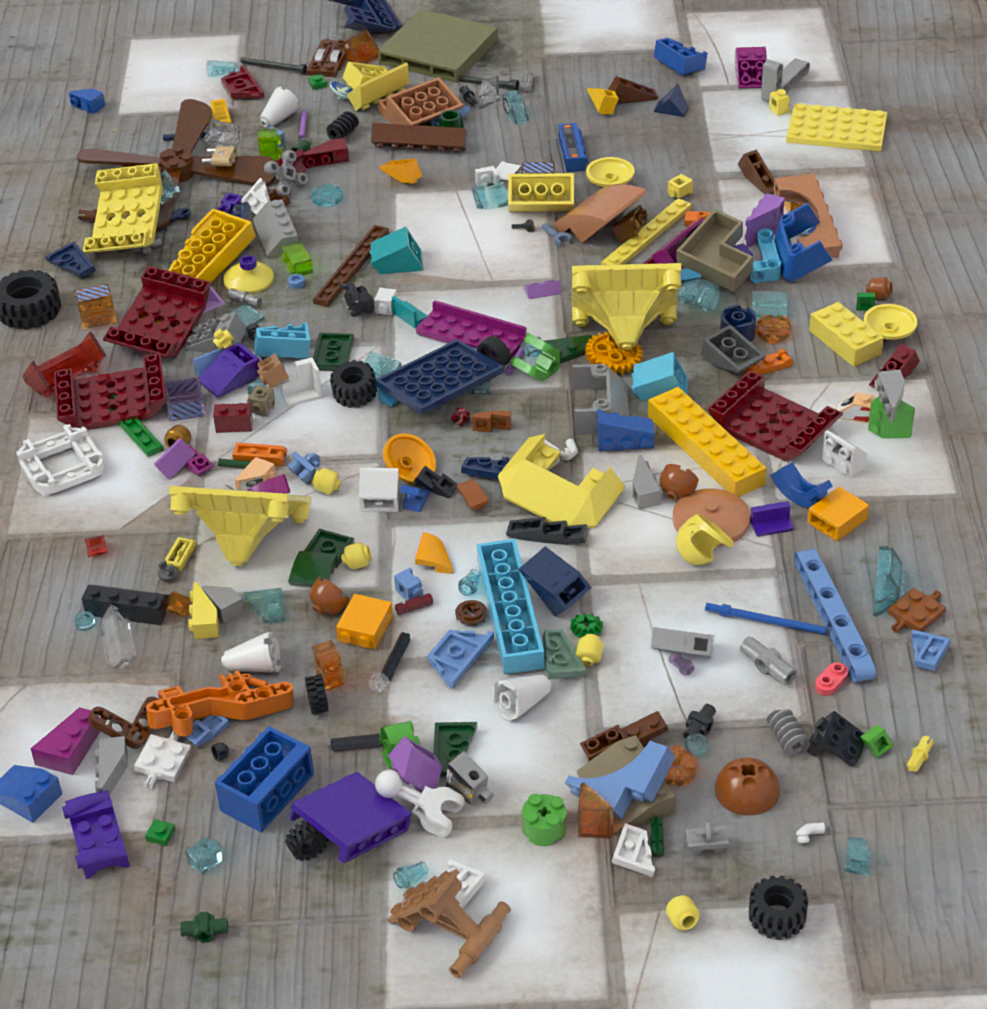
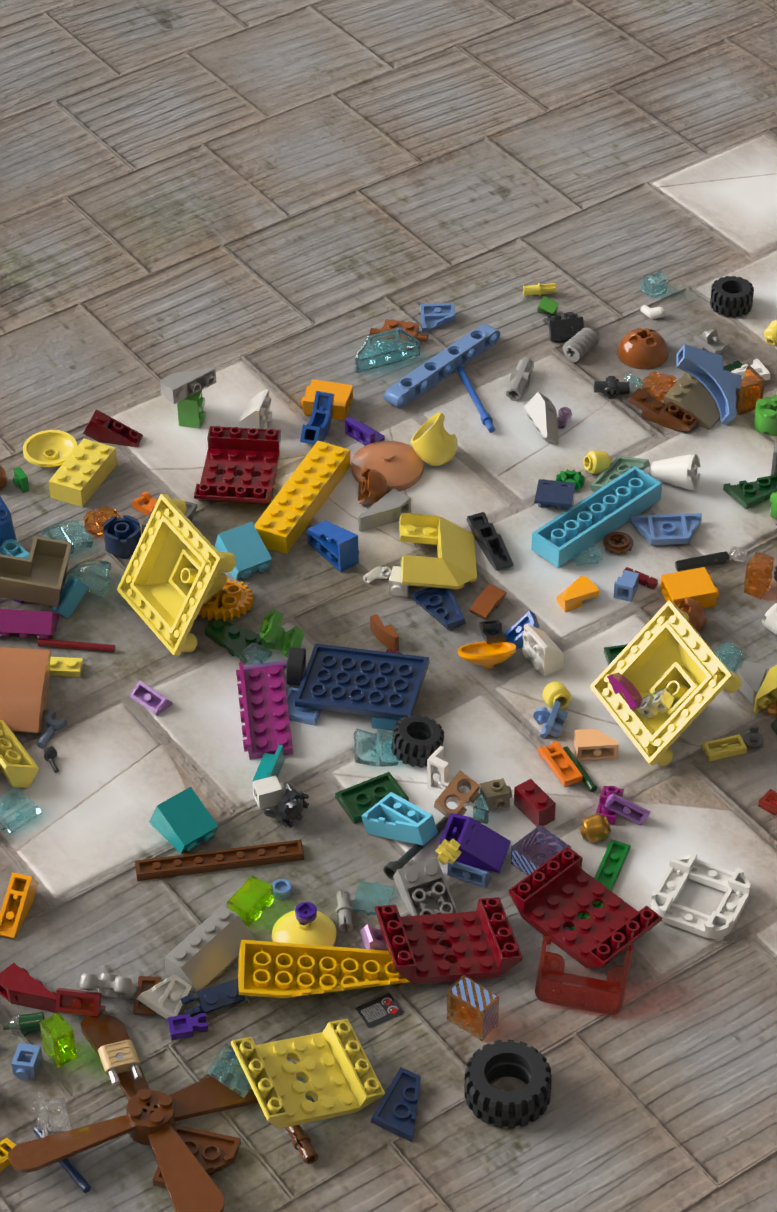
camera: 125 degrees left, 0 degrees up
(327, 195) = (105, 962): clear light blue tile -> none
(356, 556) = (624, 629): light yellow head -> none
(598, 377) = (271, 581): light grey windscreen -> none
(834, 675) = (505, 349): coral plate -> none
(856, 407) = (184, 434): slope -> none

